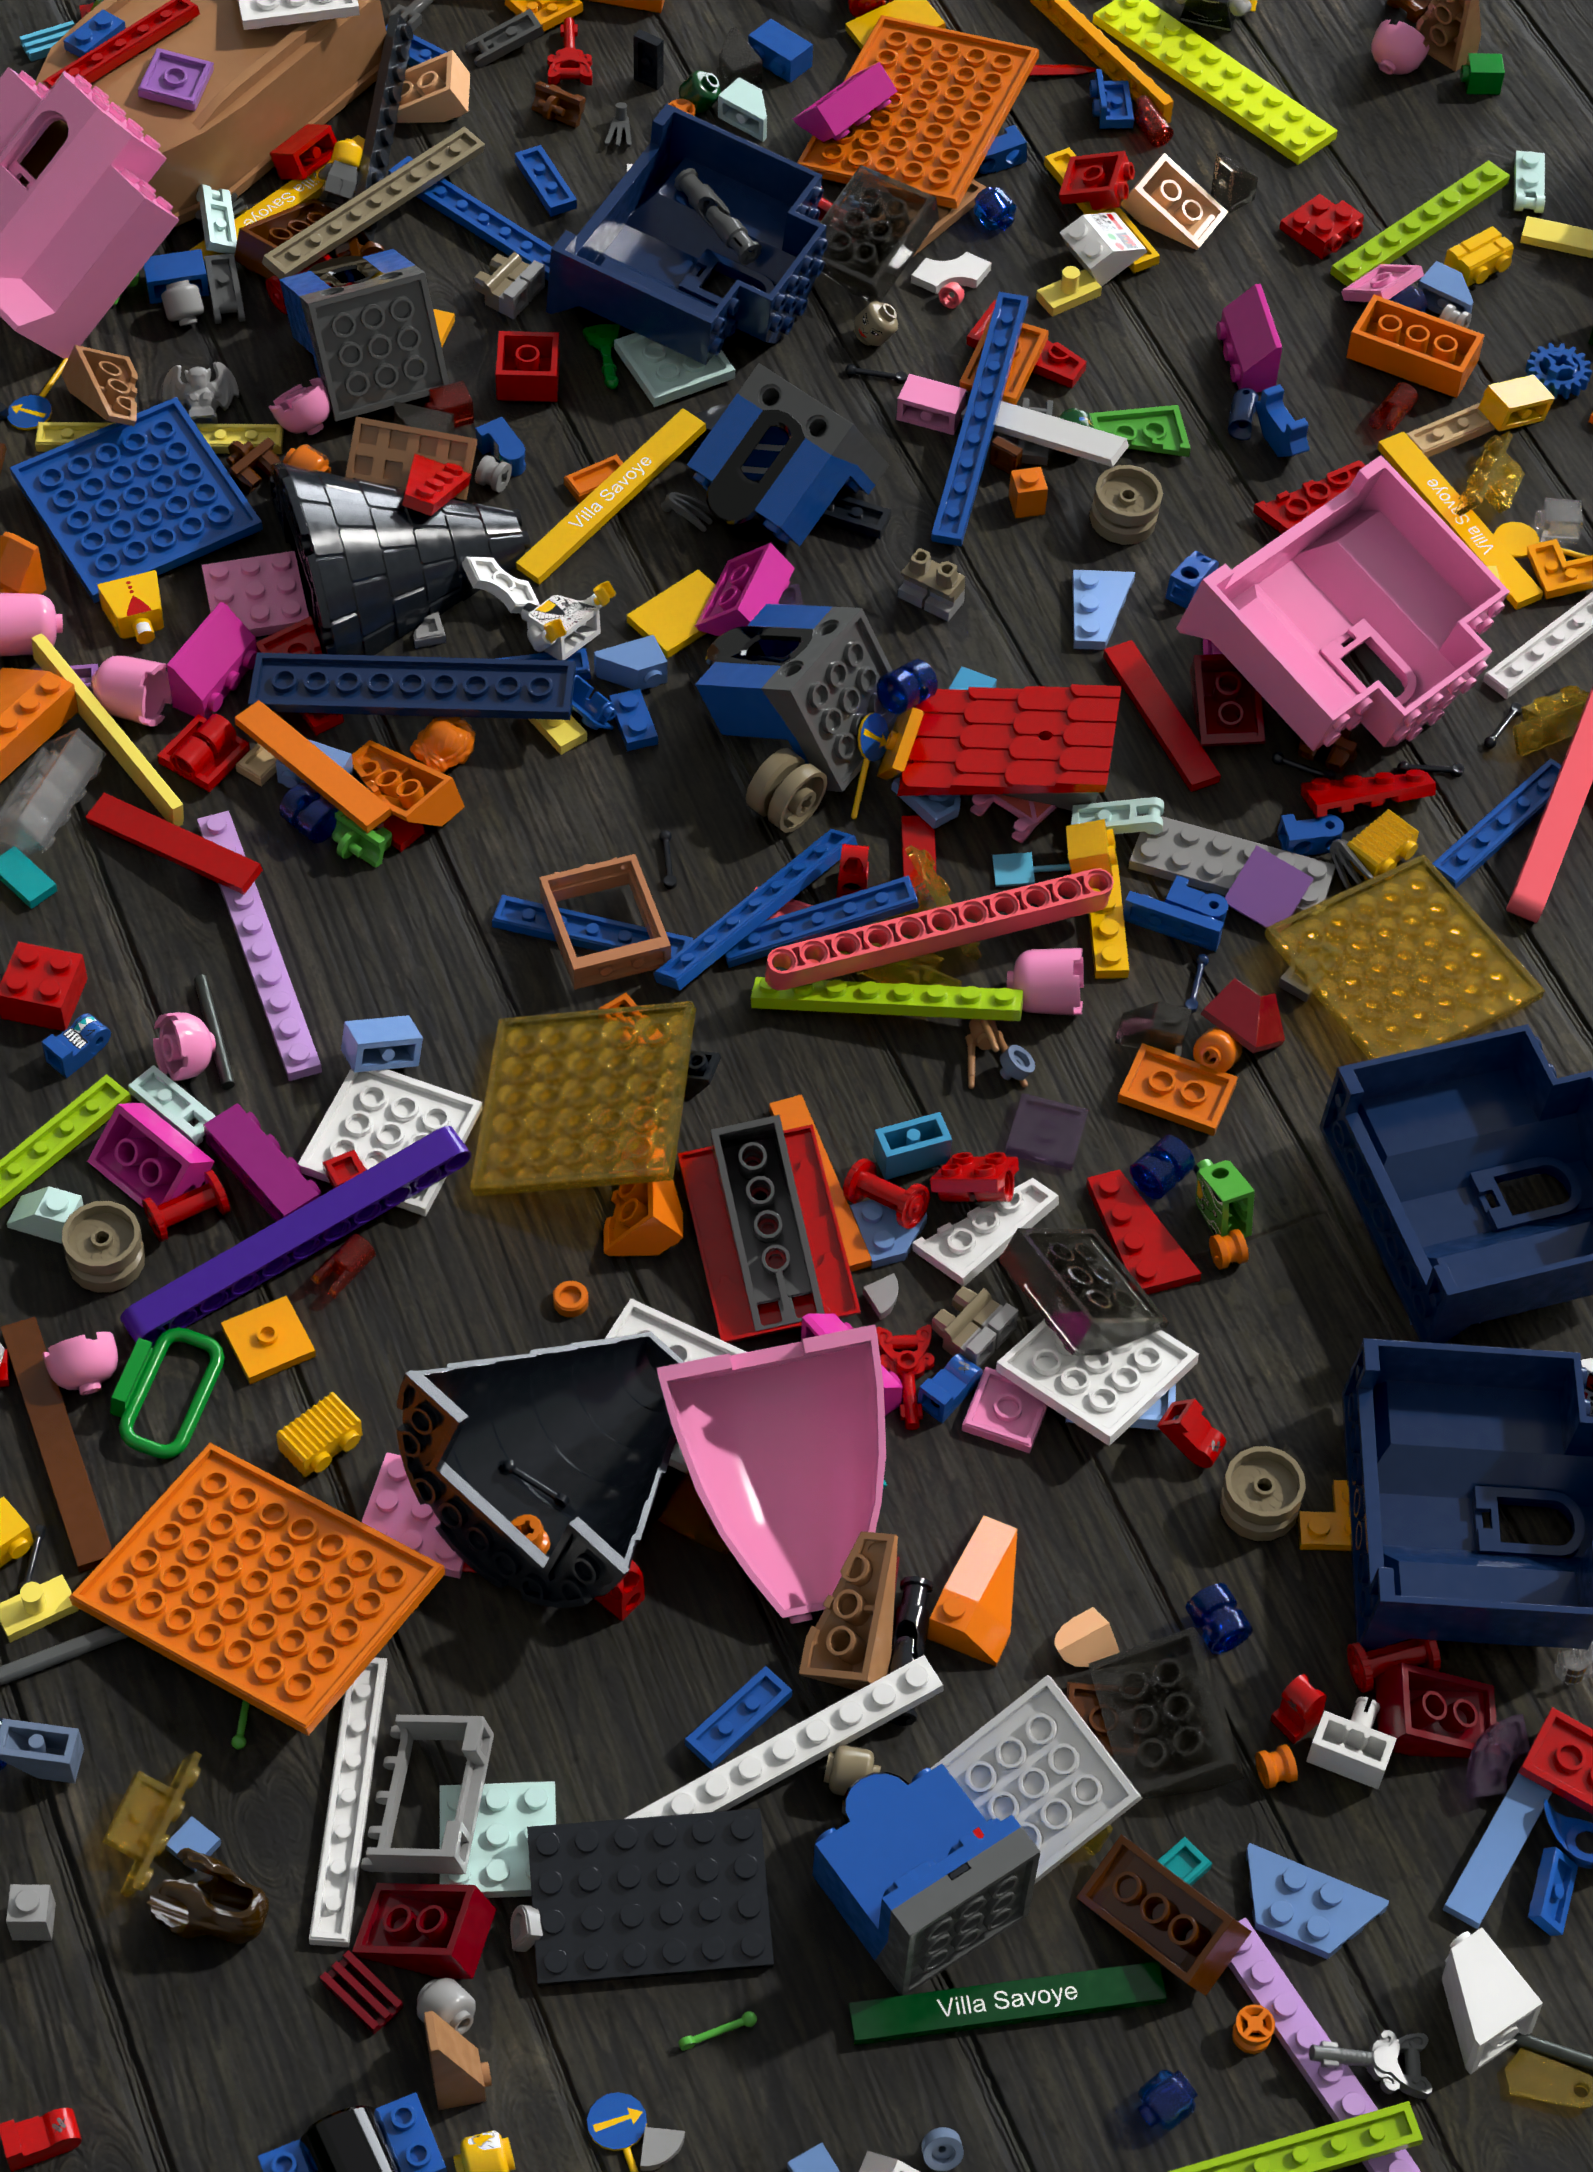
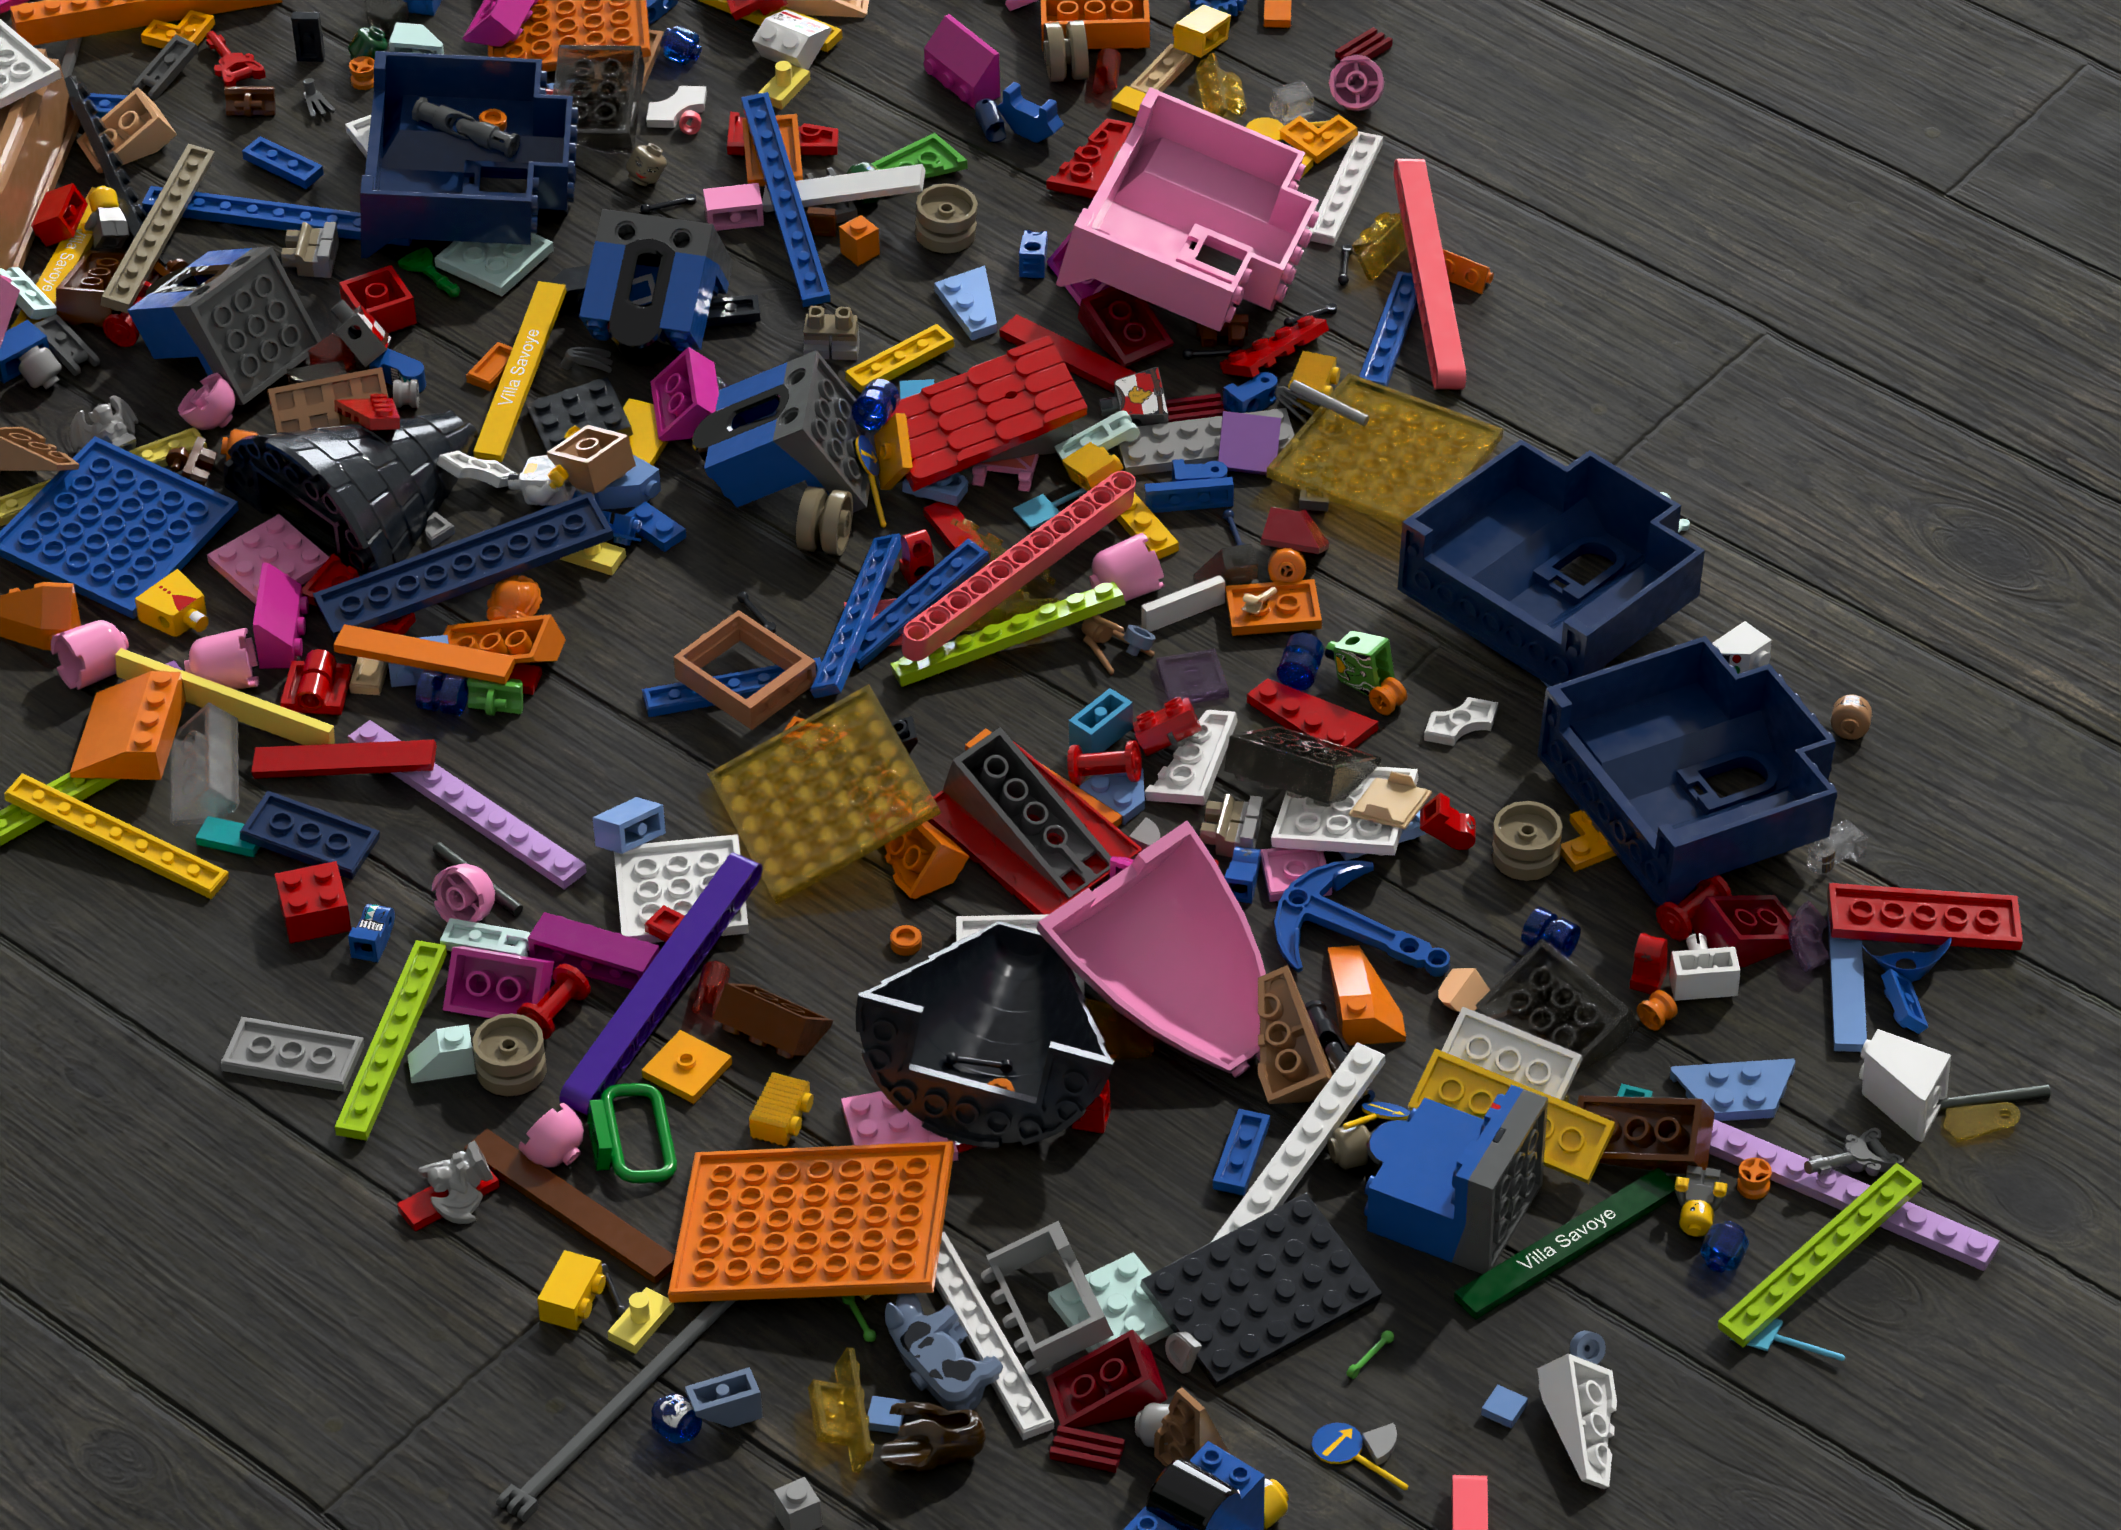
camera: 25 degrees left, 10 degrees down
(91, 910) = (309, 834): none -> dark blue tile
(274, 1804) = (934, 1356): none -> sand blue animal
(379, 1326) = (770, 1019): none -> reddish brown slope
(483, 393) = (365, 342): none -> dark grey torso
(602, 624) = (593, 458): none -> medium nougat slope
(640, 568) = (579, 406): none -> black plate
(752, 218) = (494, 117): none -> orange tile
(909, 1741) = (1380, 1110): none -> piece
(985, 639) = (901, 357): none -> yellow plate
(998, 1469) = (1305, 902): none -> blue piece
(1071, 1878) = (1573, 1135): none -> yellow plate
(1087, 1043) = (1183, 604): none -> white tile
(1143, 1381) = (1391, 801): none -> tan piece
(1155, 1079) = (1254, 603): none -> tan hand
(1178, 2025) = (1699, 1196): none -> piece
(1187, 791) = (1139, 396): none -> torso
(1244, 821) = (1194, 407): none -> dark red tile
(1275, 1312) = (1450, 725): none -> white tile
(1356, 368) = (1063, 51): none -> dark tan wheel
(1377, 881) = (1329, 403): none -> light grey bar

